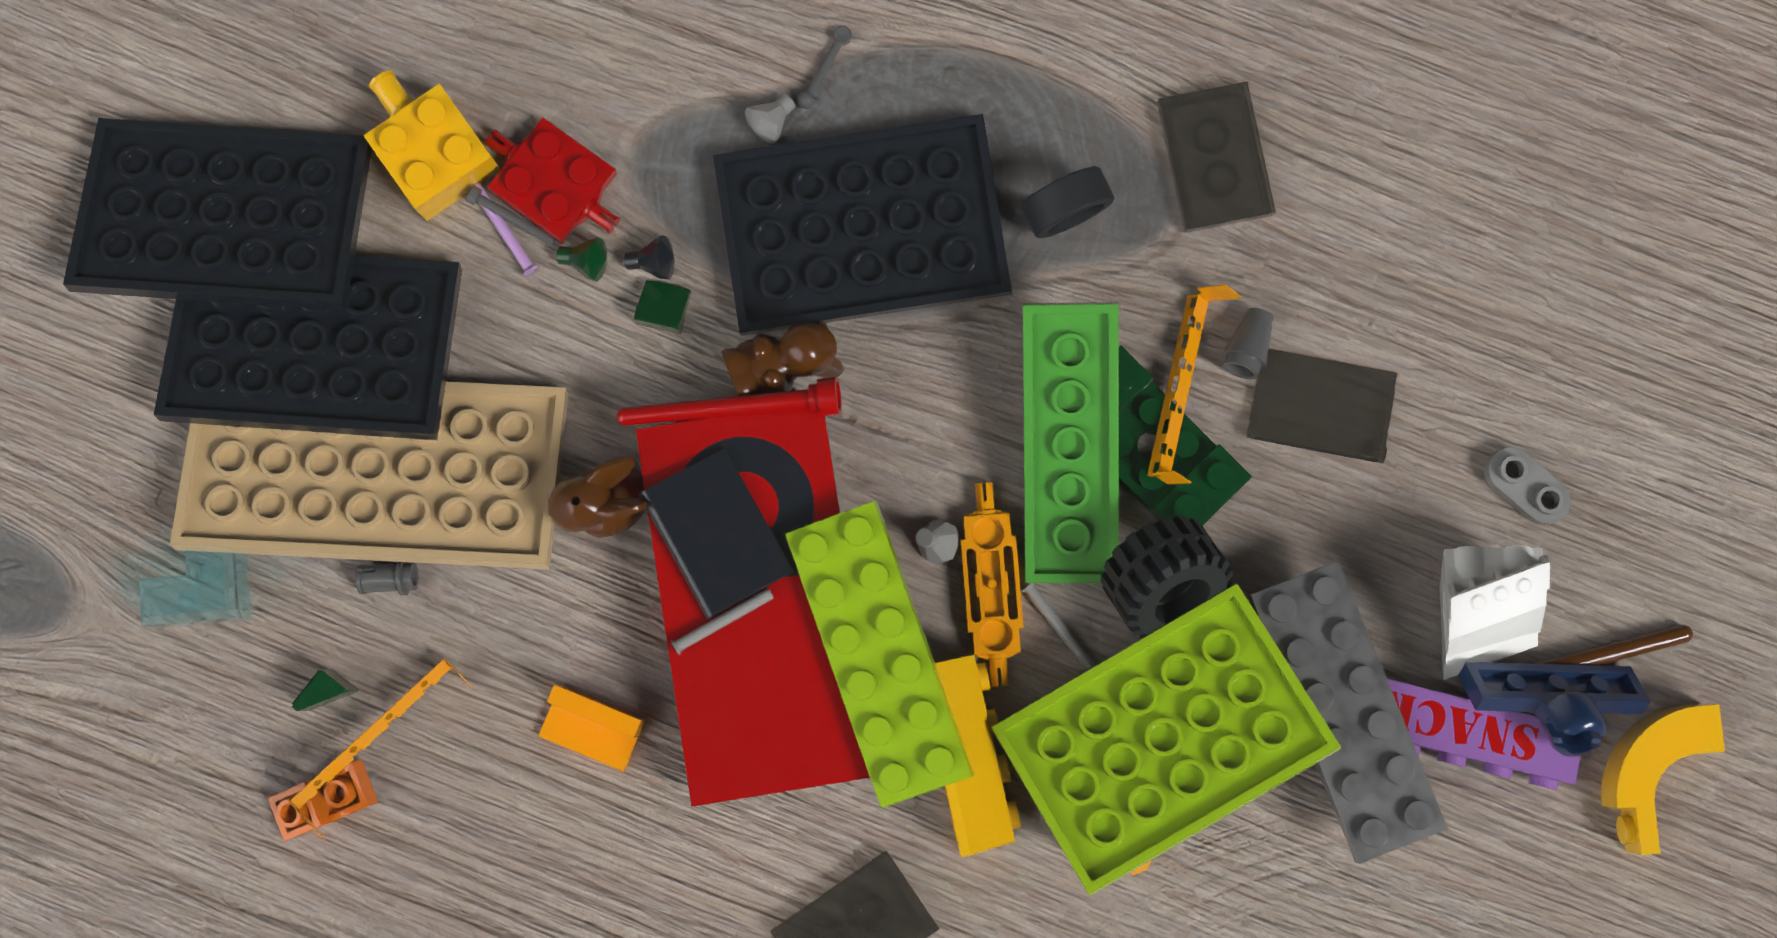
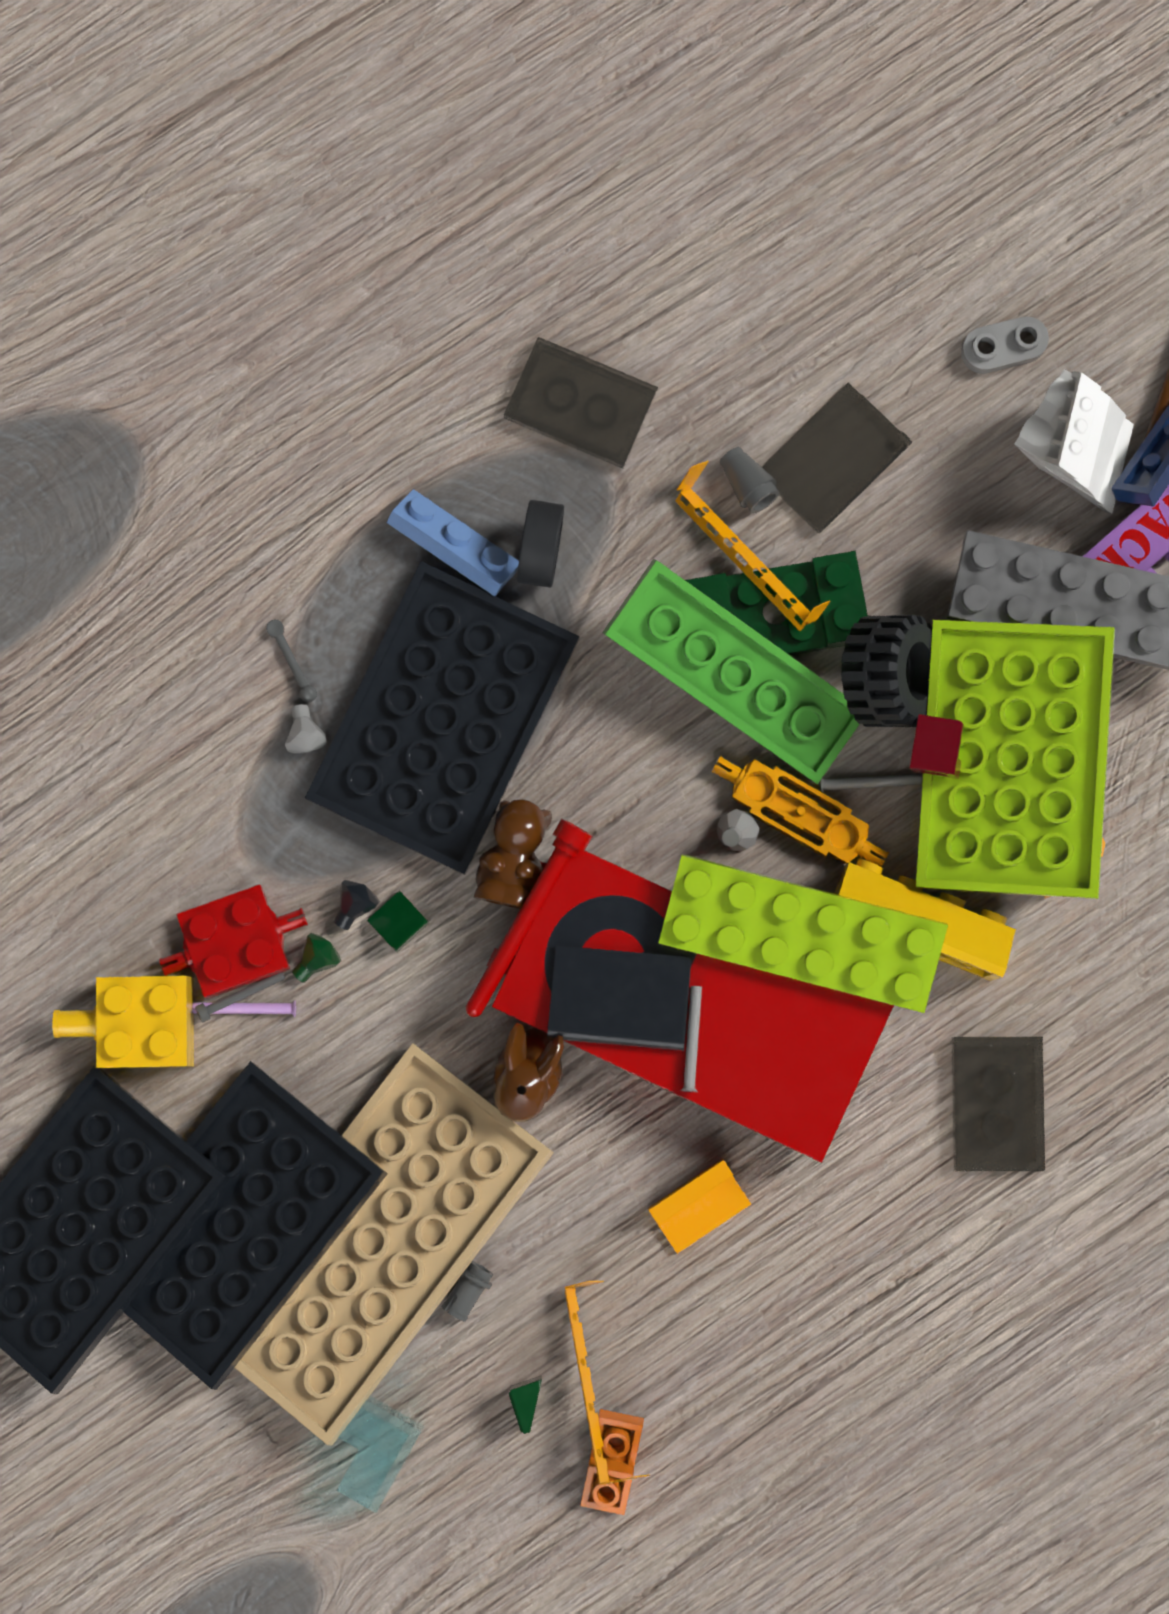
camera: 60 degrees left, 0 degrees up
(1018, 129) = (453, 542): none -> medium blue plate
(1125, 660) = (937, 746): none -> dark red panel

